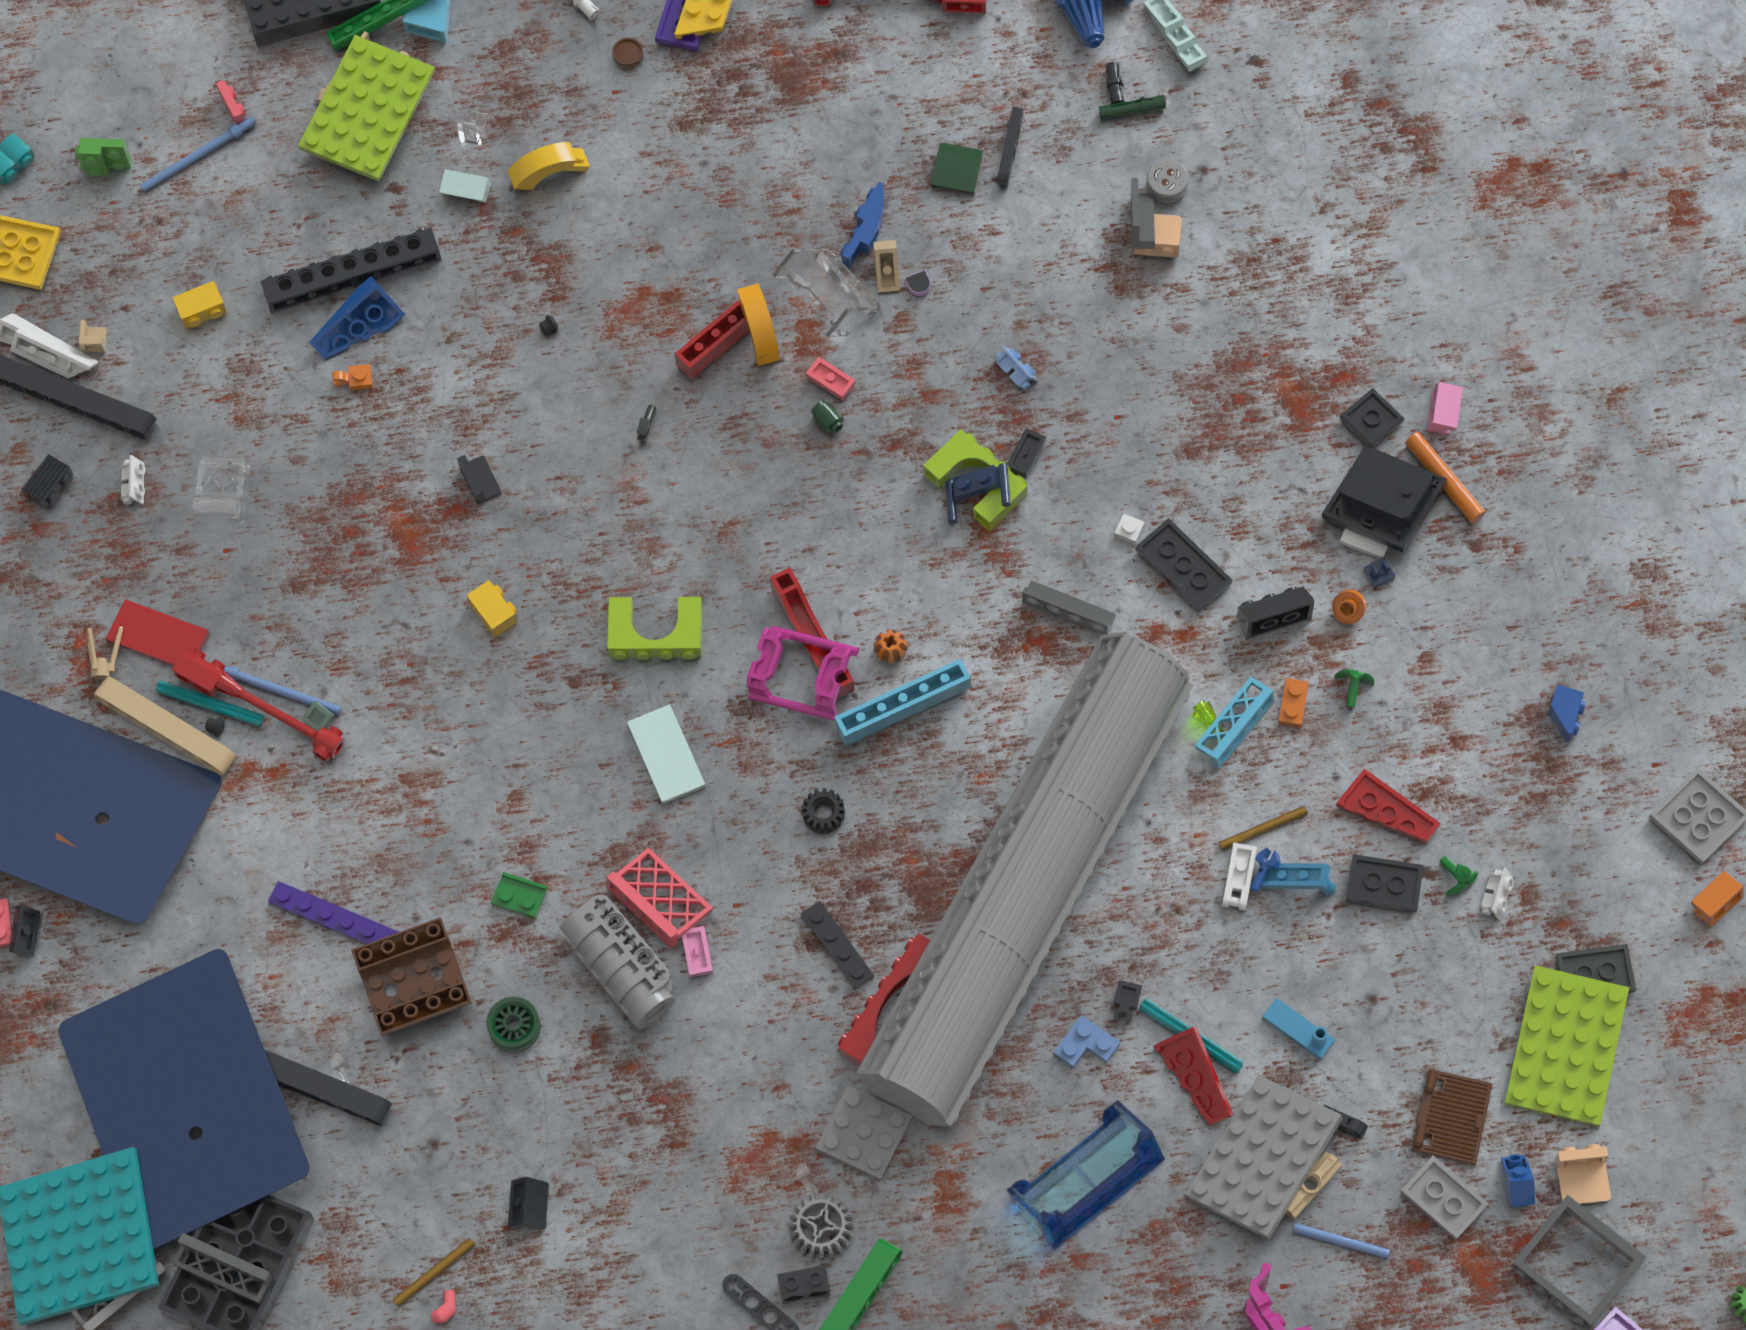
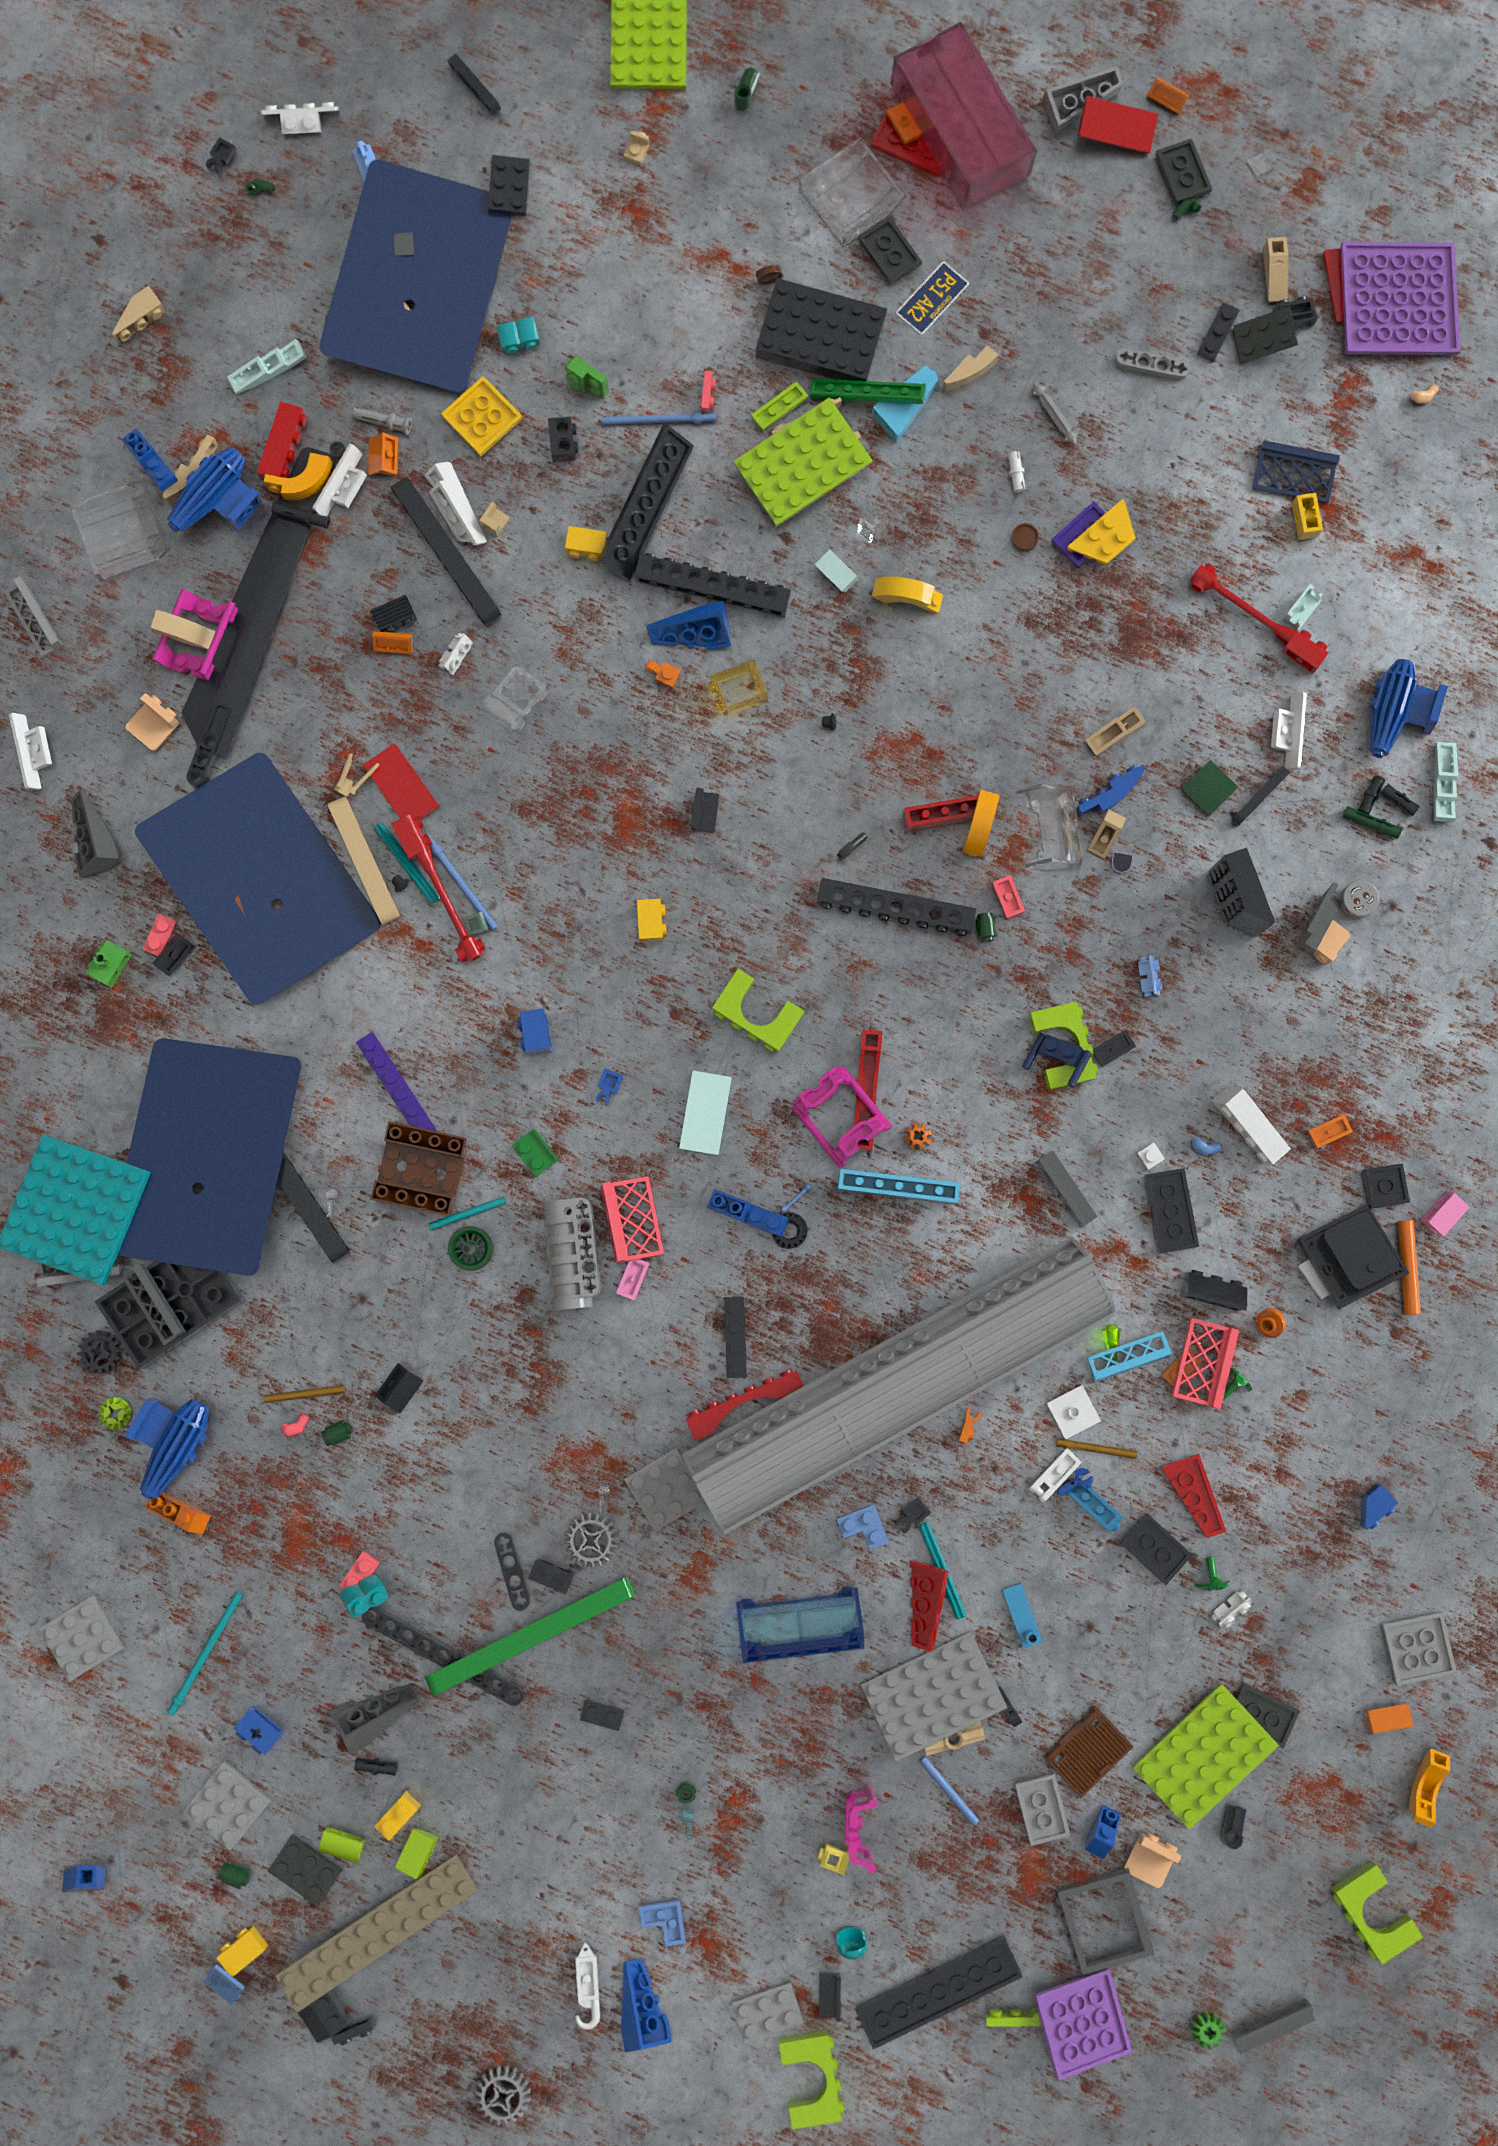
camera: 25 degrees right, 15 degrees up
(62, 508) = (392, 642): none -> orange plate
(111, 227) = (560, 439): none -> black brick
(235, 233) = (645, 502): none -> black plate
(310, 75) = (779, 406): none -> lime plate
(445, 777) = (535, 1032): none -> blue brick
(449, 327) = (750, 667): none -> clear yellow window
(488, 995) = (467, 1213): none -> teal bar
(493, 1285) = (337, 1432): none -> dark green brick
(551, 784) = (609, 1083): none -> blue plate
(731, 441) = (964, 914): none -> black brick
(770, 820) = (747, 1213): none -> blue slope
(814, 761) = (808, 1187): none -> medium blue hinge
(832, 169) = (1116, 731): none -> tan slope
(997, 72) = (1289, 730): none -> white bracket
(1050, 235) = (1241, 893): none -> black slope
(1124, 888) = (967, 1432): none -> orange plate
(1144, 72) = (1400, 799): none -> black pin
(1176, 491) = (1203, 1148): none -> medium blue arm
(1204, 438) = (1251, 1124): none -> white wedge
(1217, 808) = (1073, 1412): none -> white plate
(1284, 402) = (1329, 1131): none -> orange plate
(1328, 671) = (1221, 1364): none -> coral fence
(1379, 573) = (1310, 1309): dark blue tile -> none
(1640, 1092) = (1233, 1824): none -> black piece

